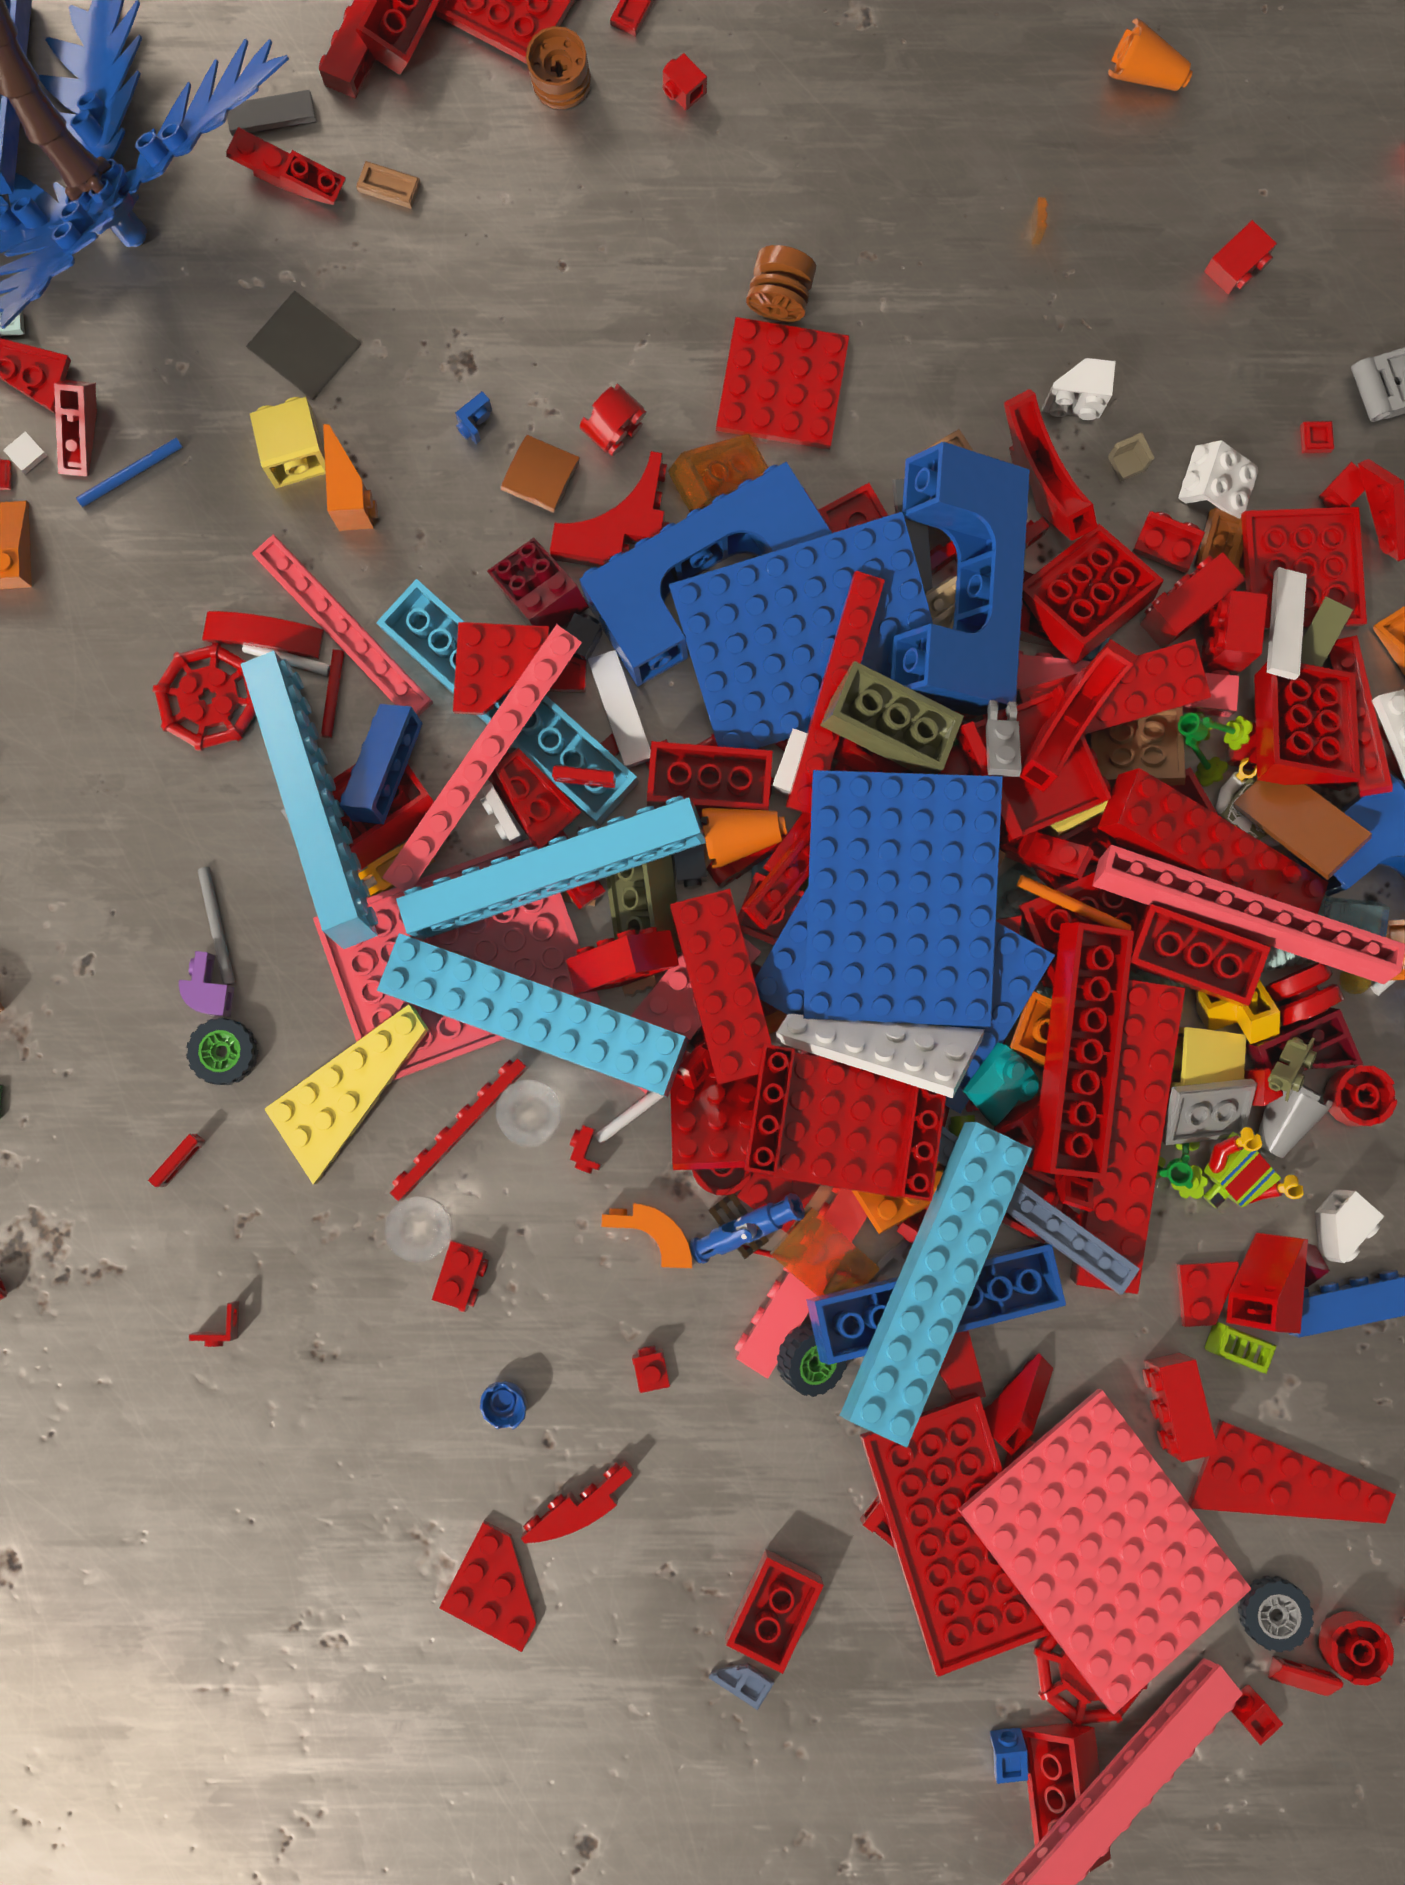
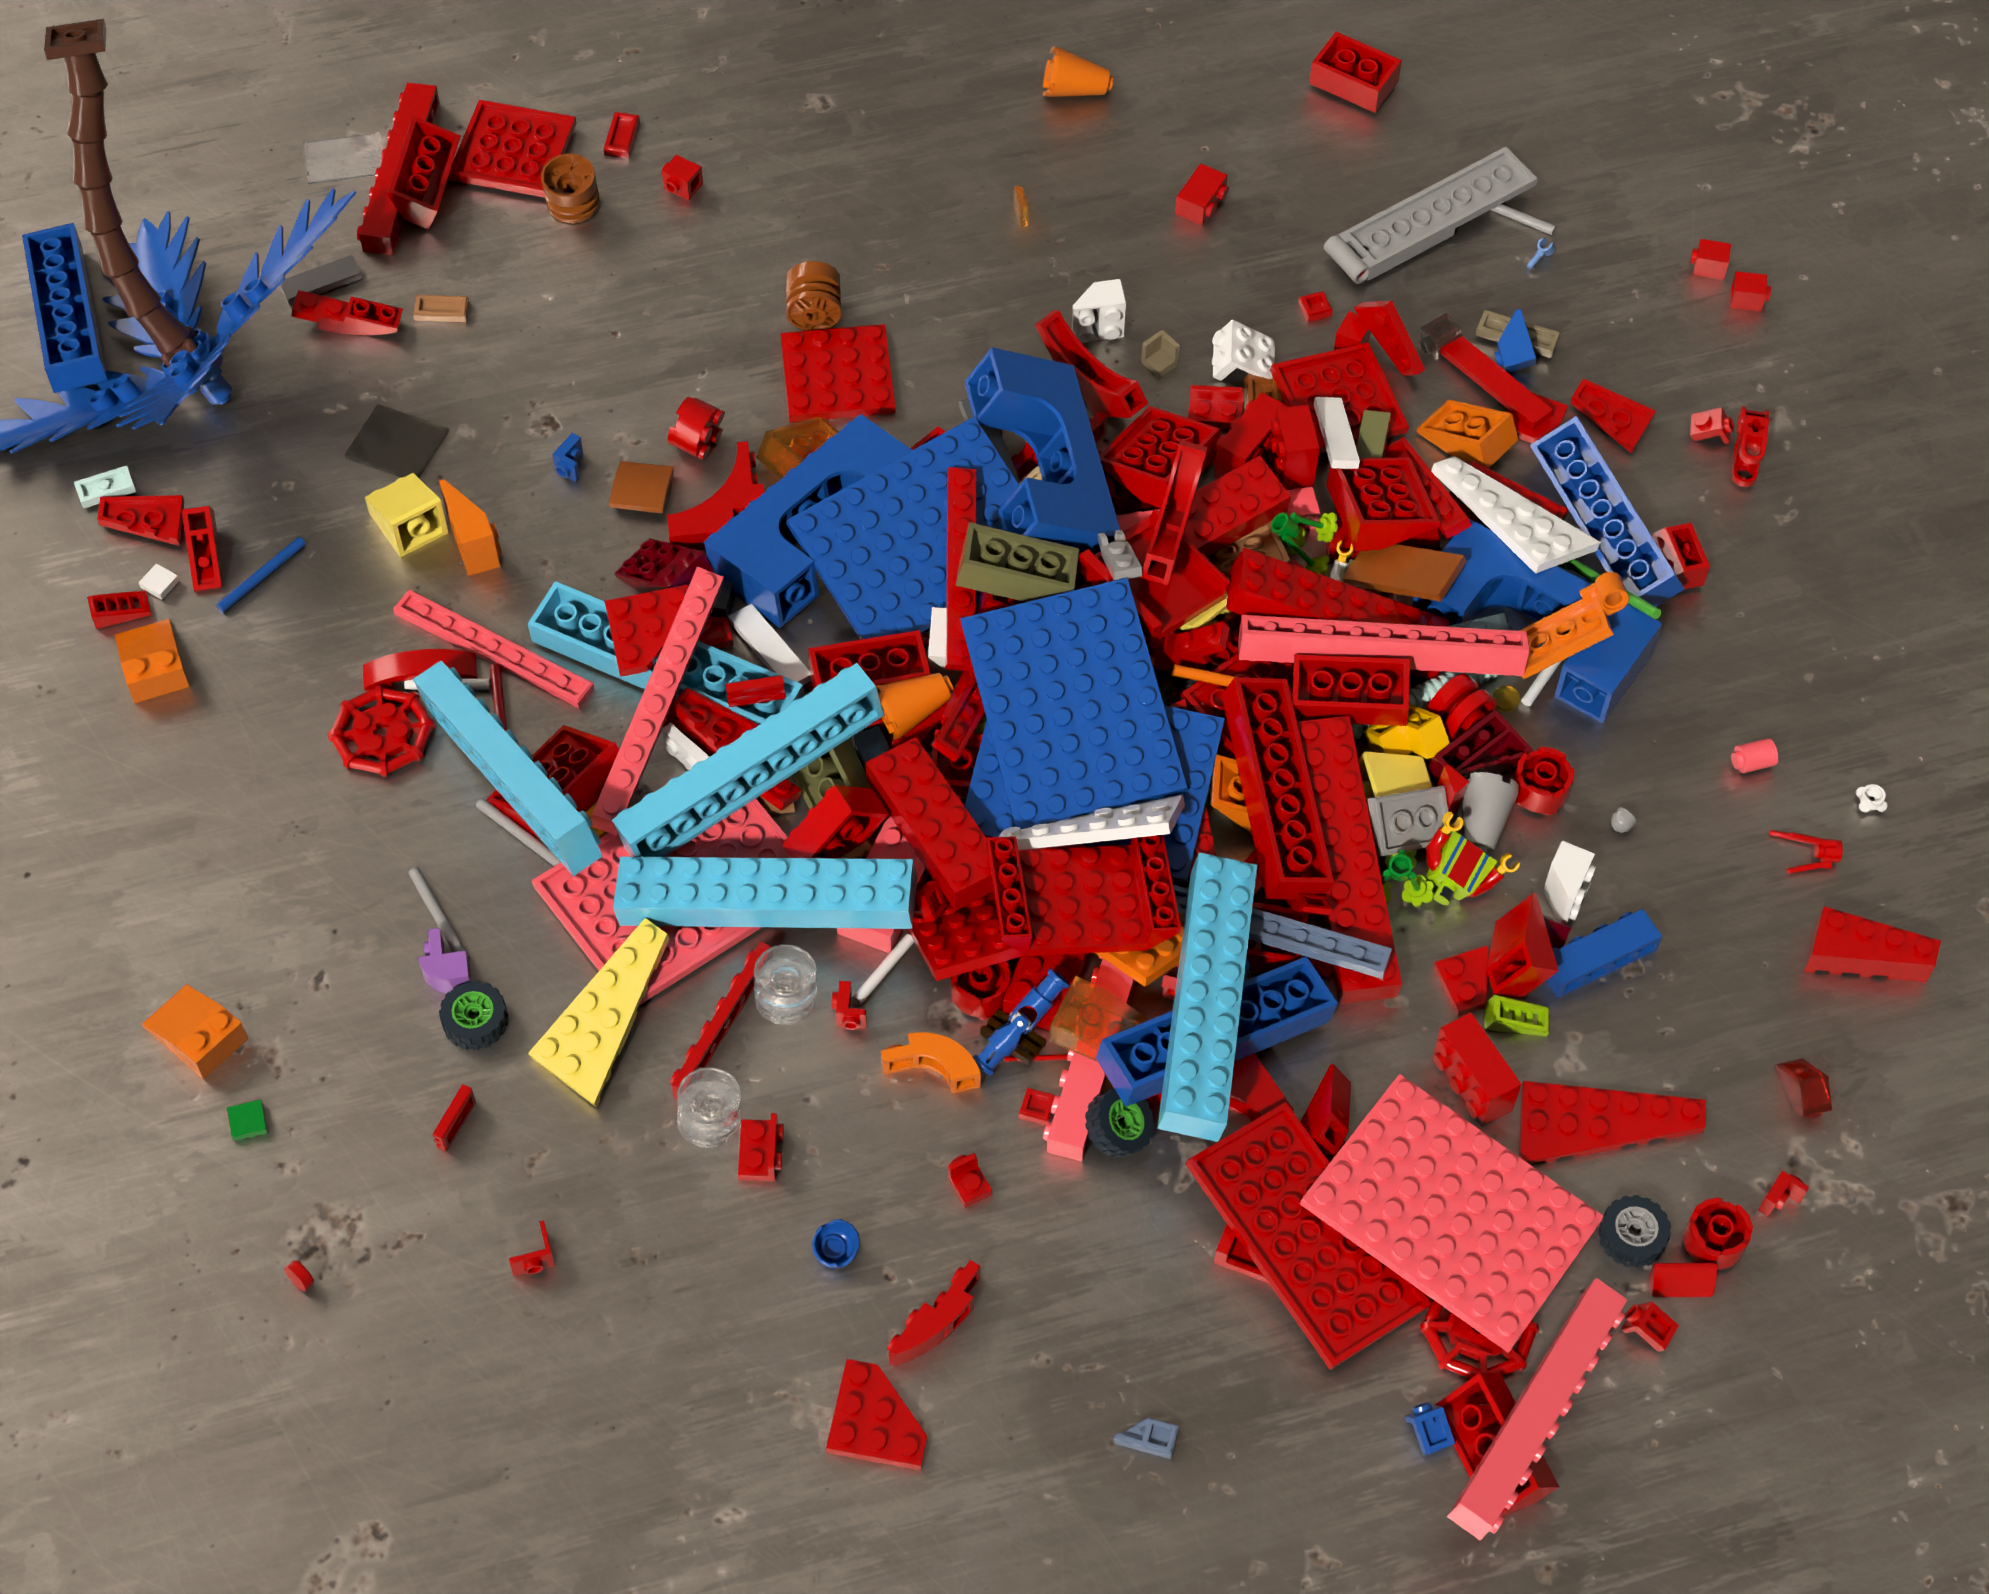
camera: 15 degrees left, 25 degrees down
(381, 764) = (564, 732): blue brick -> none
(740, 1306) = (1036, 1106): none -> red tile
(774, 1611) = (1156, 1352): red brick -> none
(1001, 1083) = (1216, 834): teal slope -> none
(1290, 1077) = (1468, 756): olive hinge -> none

